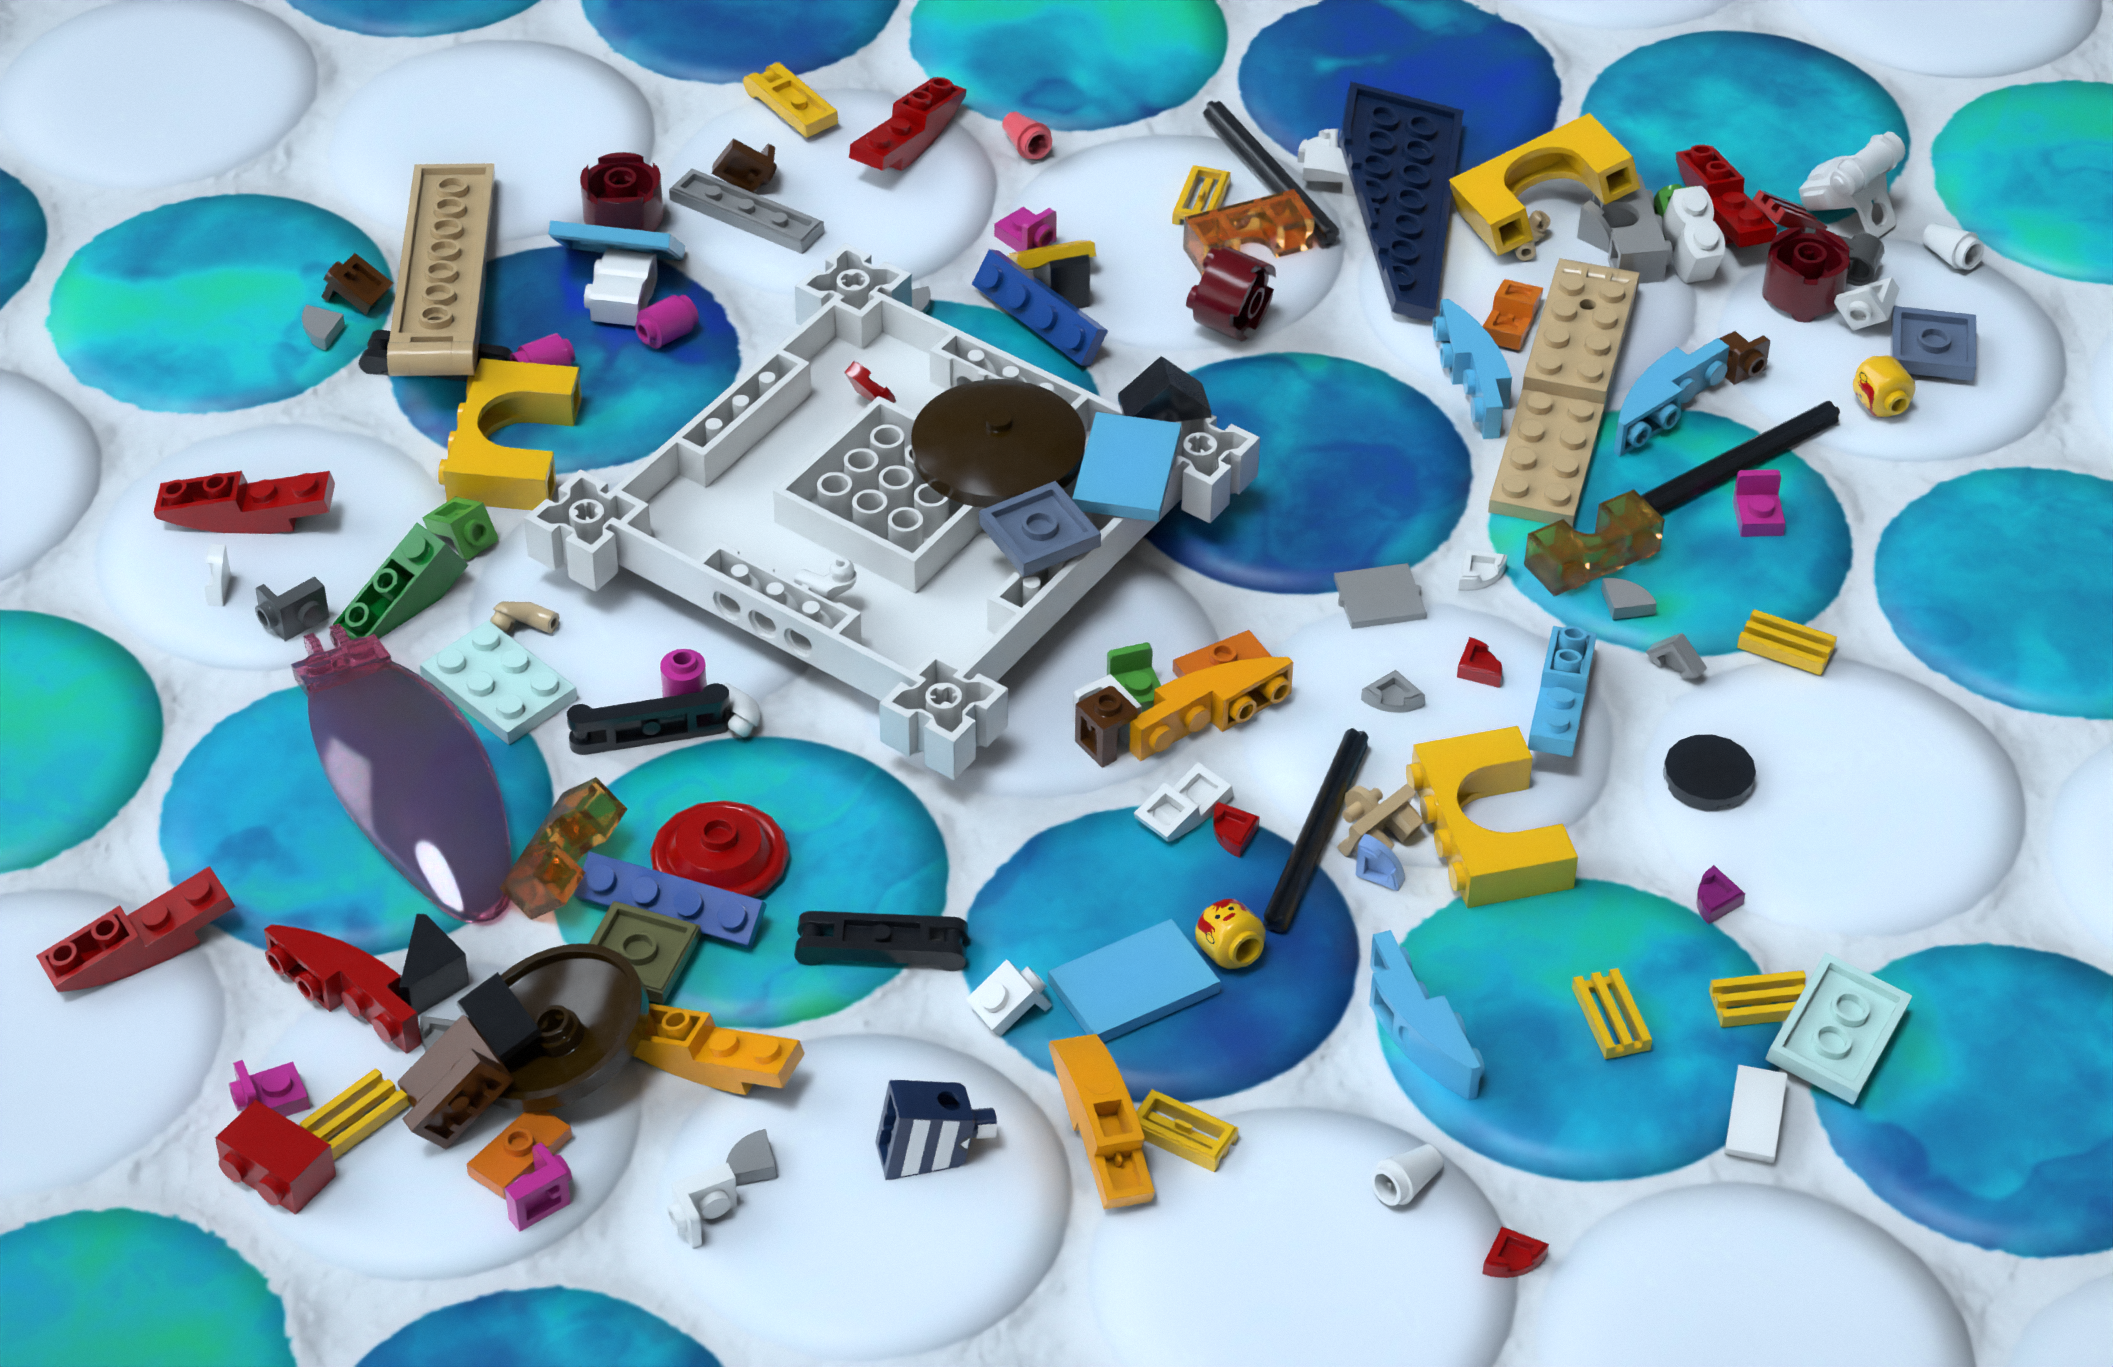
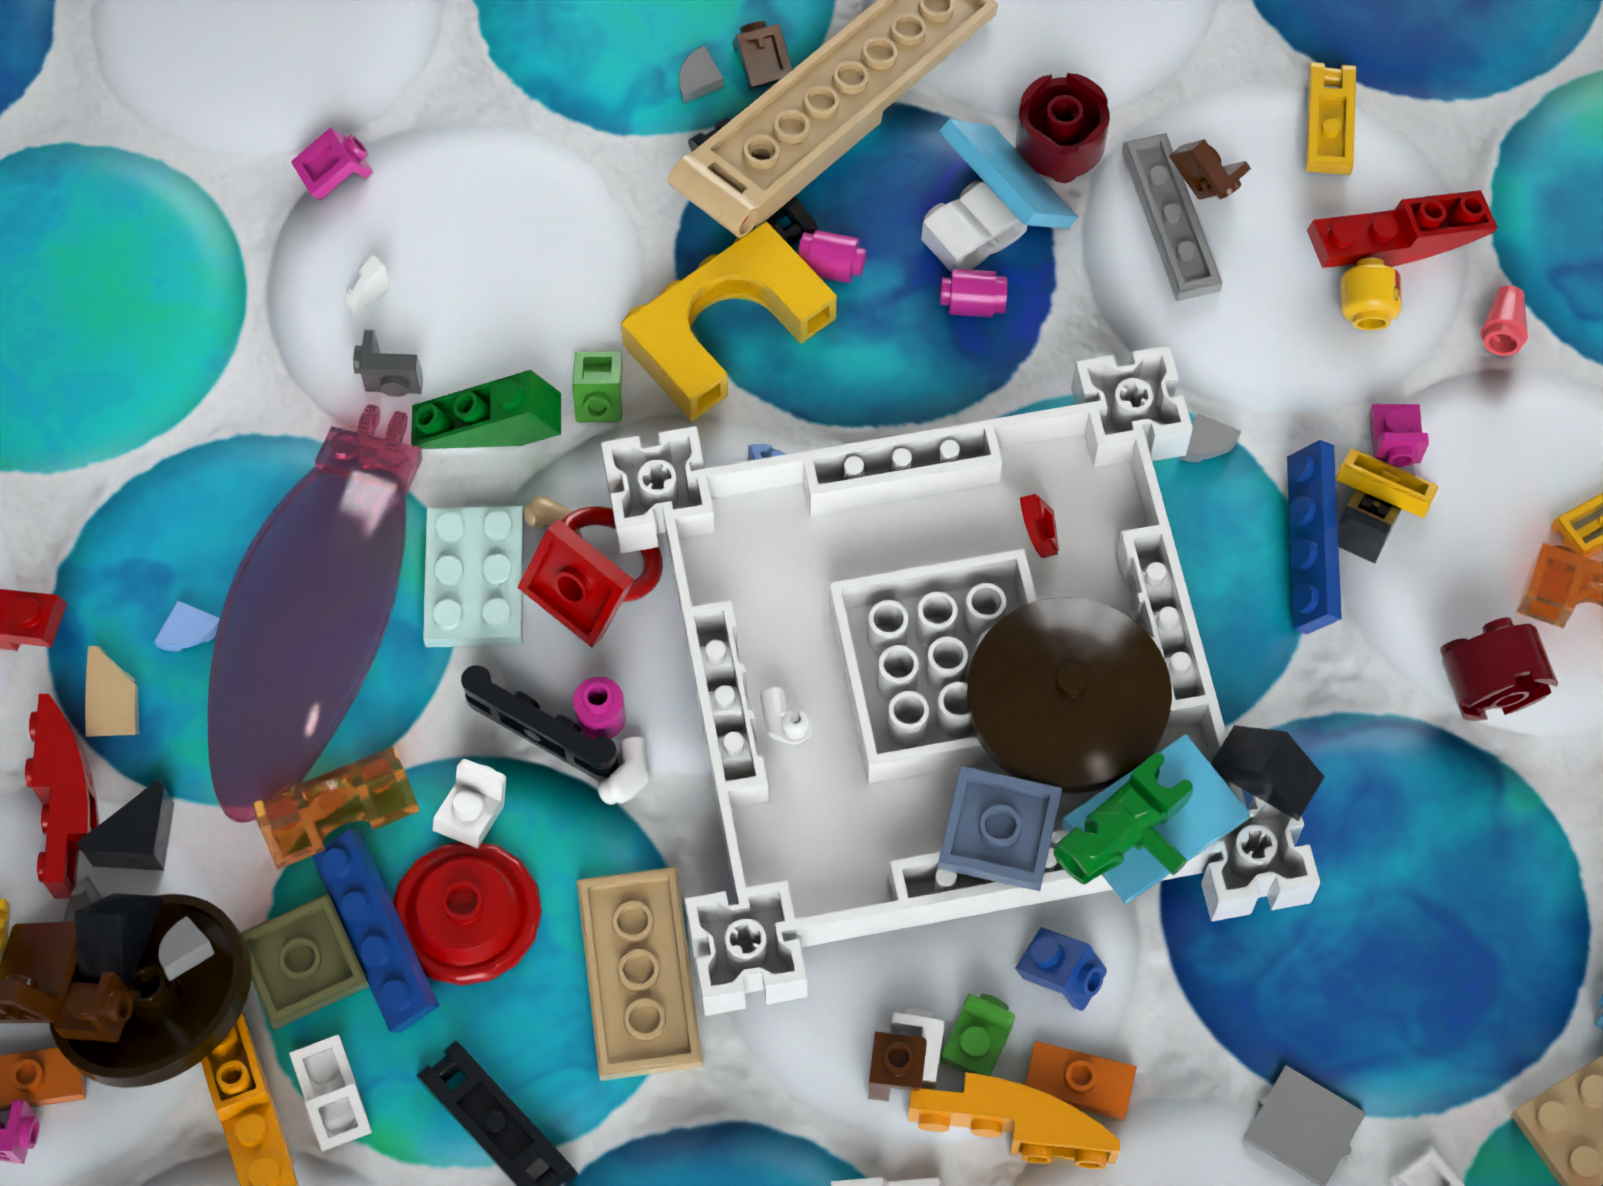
camera: 45 degrees right, 20 degrees up
(100, 526) = (330, 162): none -> dark pink bracket
(234, 506) = (454, 225): red slope -> none
(310, 909) = (109, 697): none -> tan slope
(320, 842) = (186, 628): none -> light blue tile
(537, 1051) = (95, 1010): none -> reddish brown bracket
(557, 977) = (183, 948): none -> light grey tile
(587, 618) = (580, 582): none -> red tile
(653, 788) = (471, 804): none -> white bracket
(746, 1008) = (330, 1093): none -> white slope
(877, 805) = (639, 974): none -> tan tile
(928, 168) = (1371, 294): none -> yellow head
(1115, 468) = (1126, 822): none -> green piece
(1143, 611) = (1063, 966): none -> blue bracket

